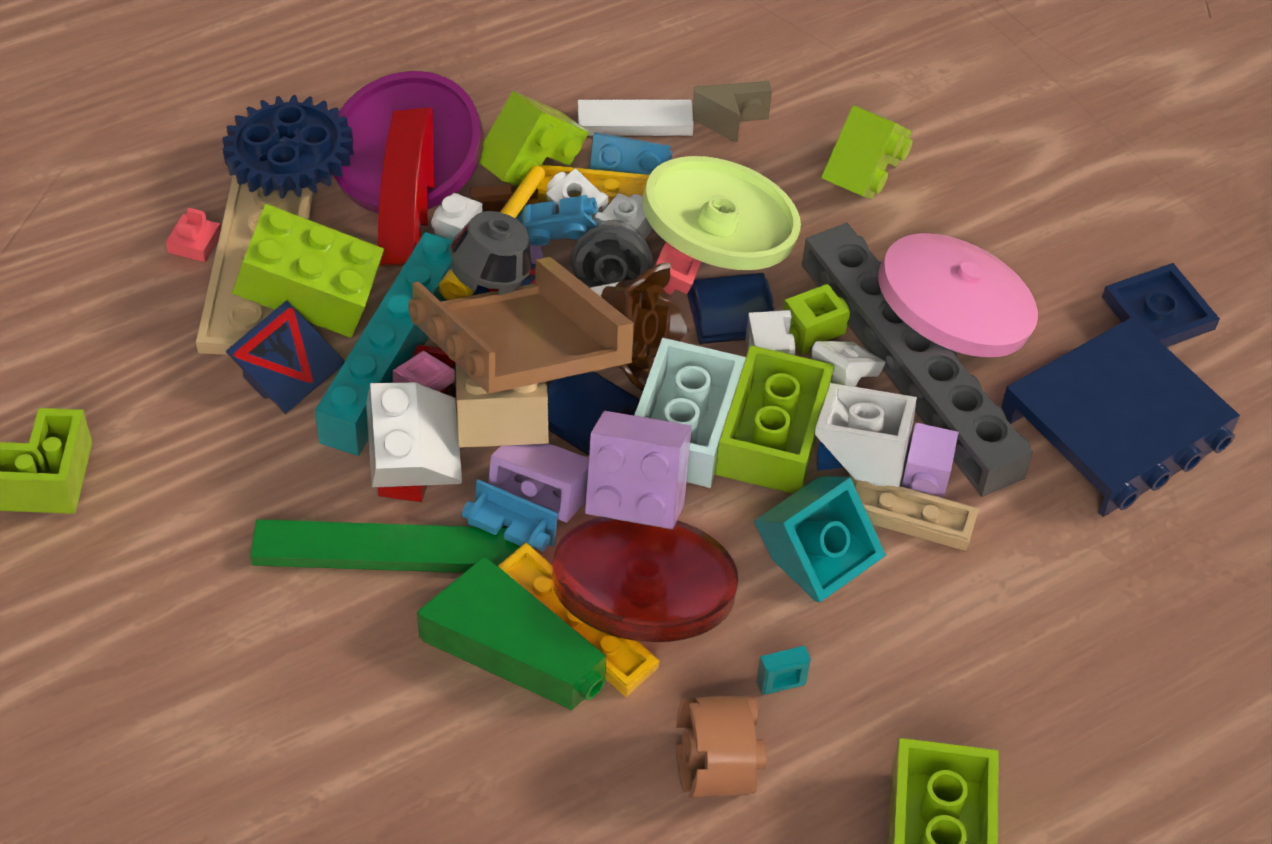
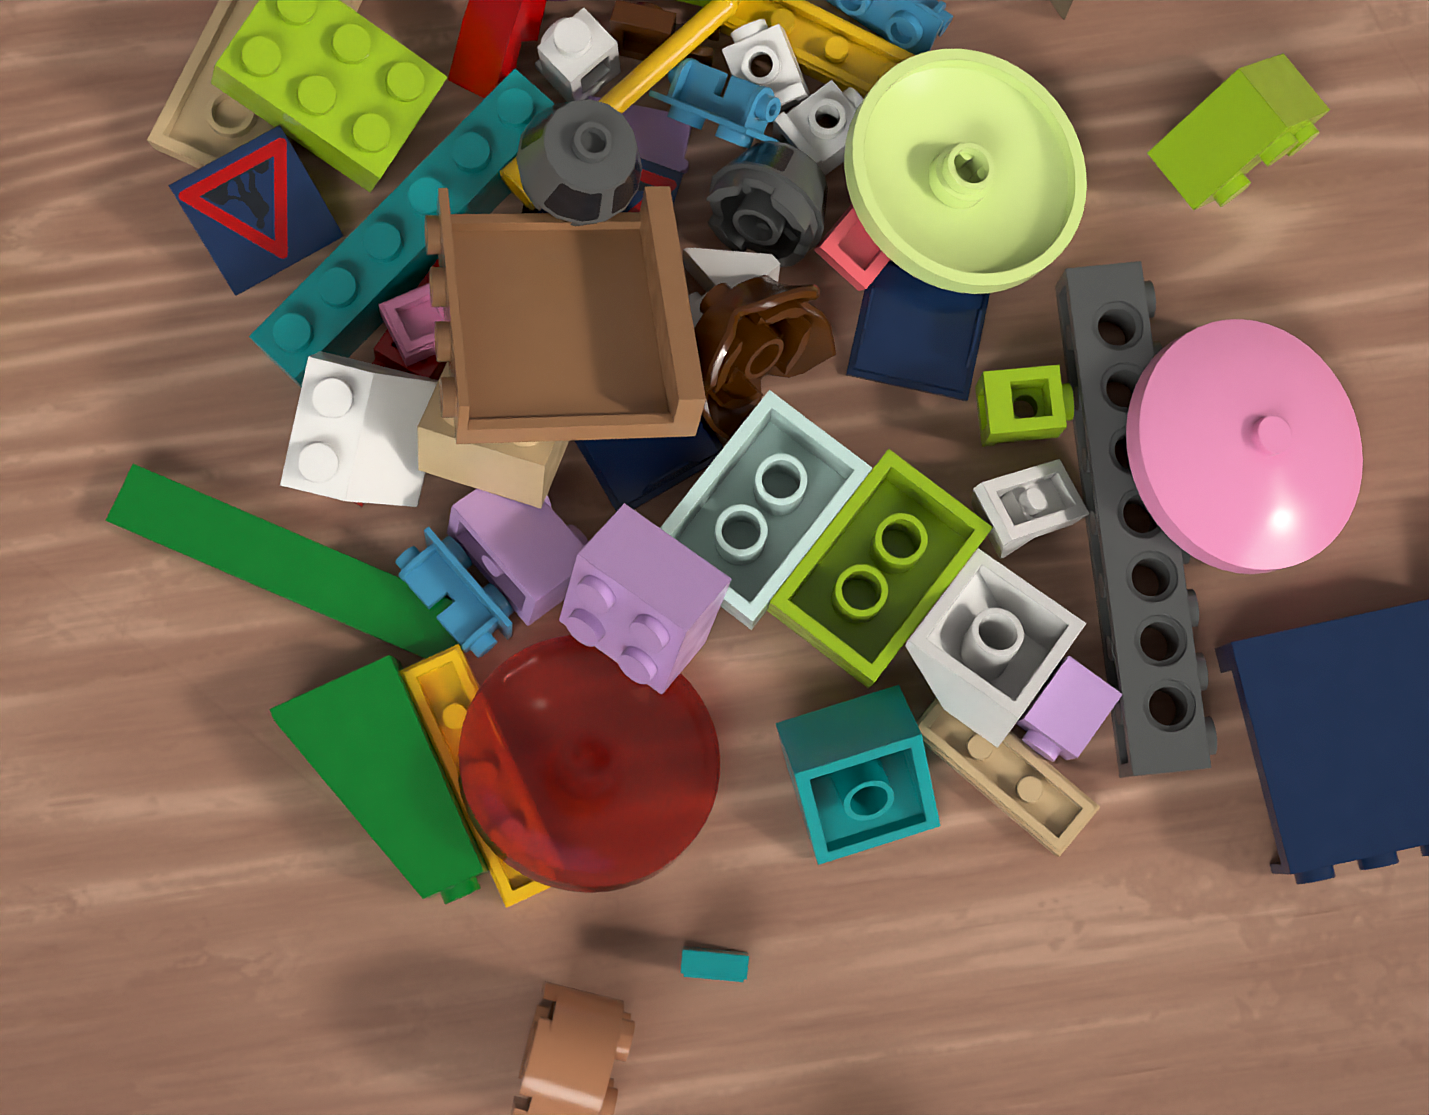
camera: 25 degrees right, 30 degrees up
(770, 331) = (935, 428): white brick -> none

